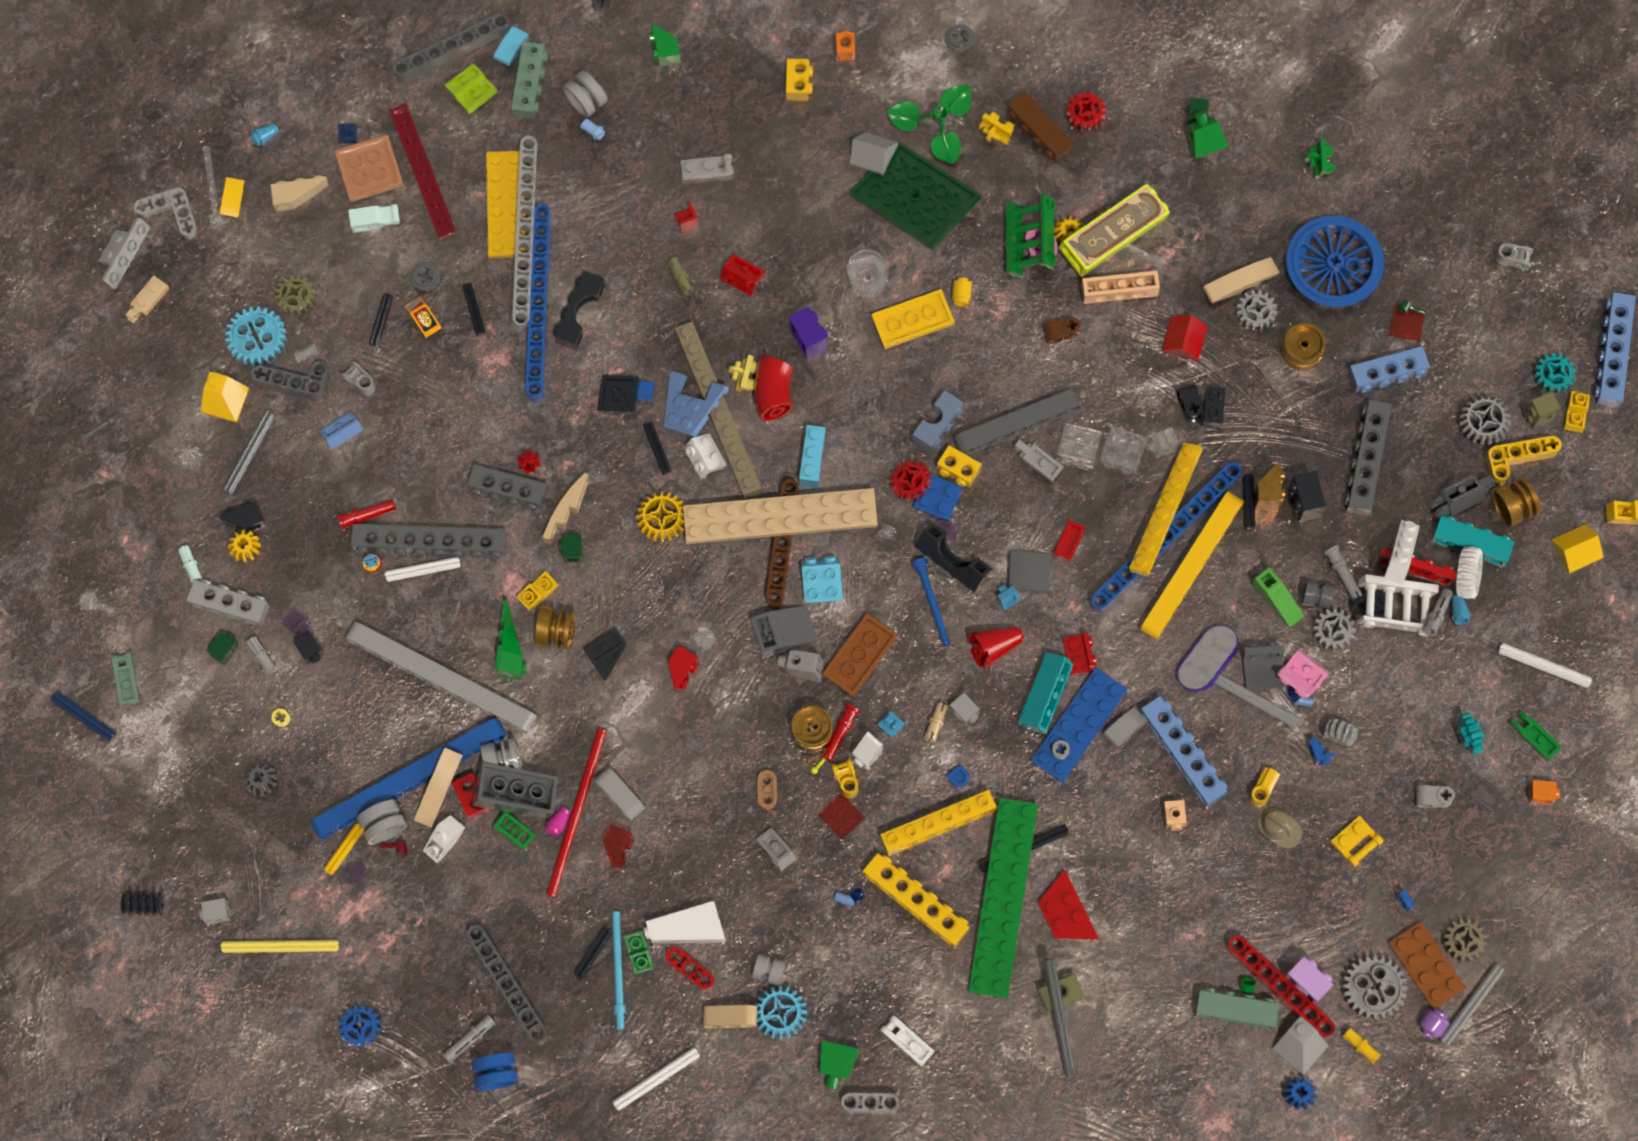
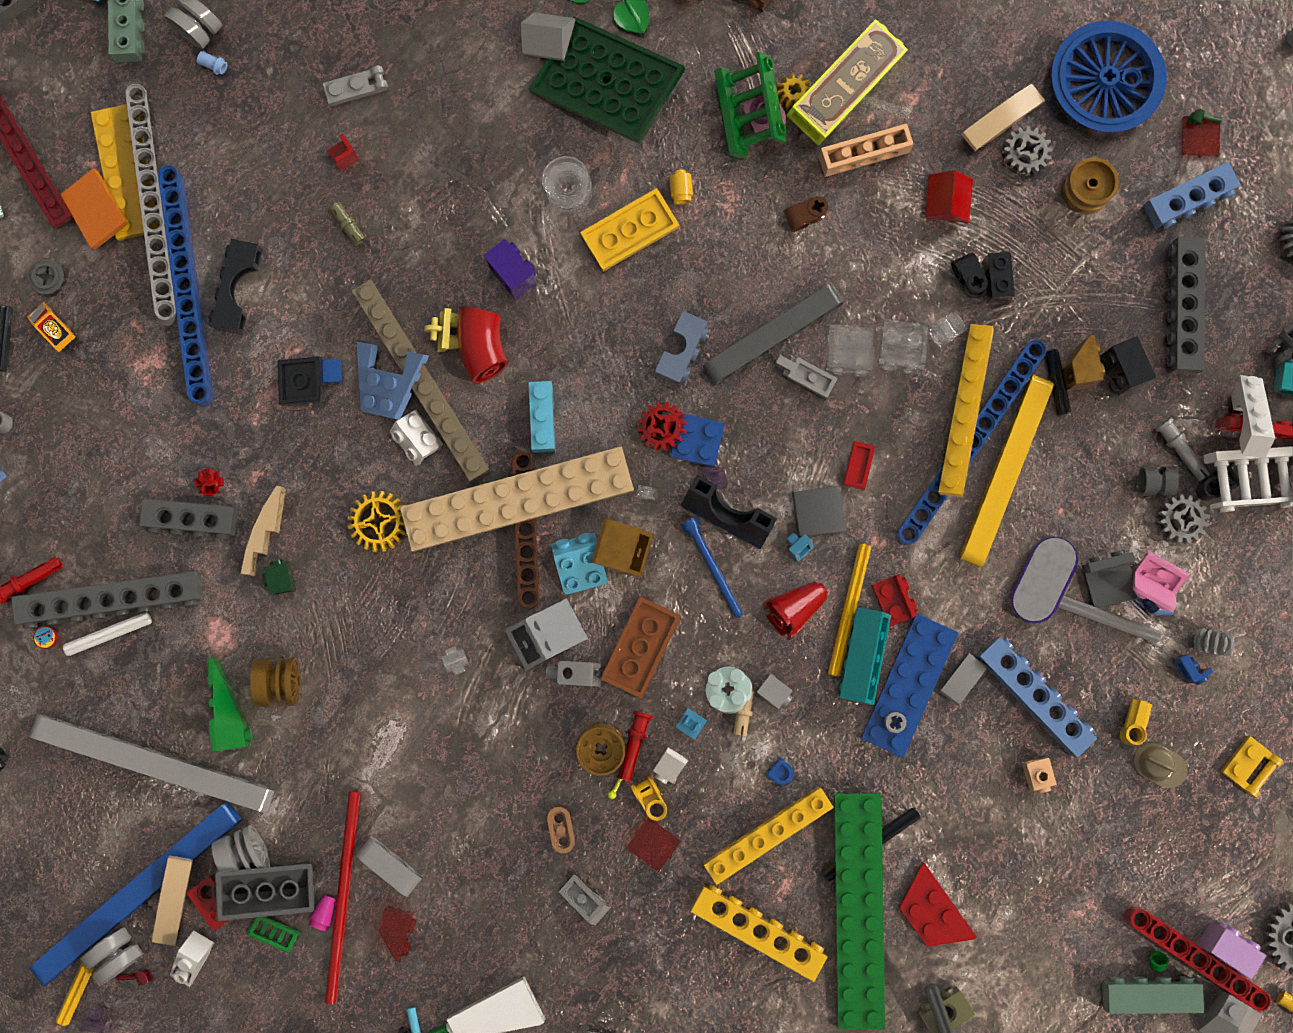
camera: 15 degrees left, 10 degrees up
(471, 88) = (59, 37): lime slope -> none
(473, 309) = (111, 306): black axle -> none
(475, 229) = (94, 208): none -> orange tile
(537, 591) = (248, 636): yellow slope -> none
(606, 653) = (342, 698): black wing -> none
(657, 448) = (358, 438): black axle -> none
(681, 666) = (433, 701): red slope -> none
(741, 274) = (419, 210): red bracket -> none
(850, 899) = (680, 943): arm -> none
(859, 570) = (622, 548): none -> pearl gold slope
(933, 707) = (737, 699): none -> light aqua plate
(962, 462) = (717, 394): yellow brick -> none
(1039, 655) = (849, 610): none -> yellow axle
(1278, 597) = (1112, 492): bright green slope -> none

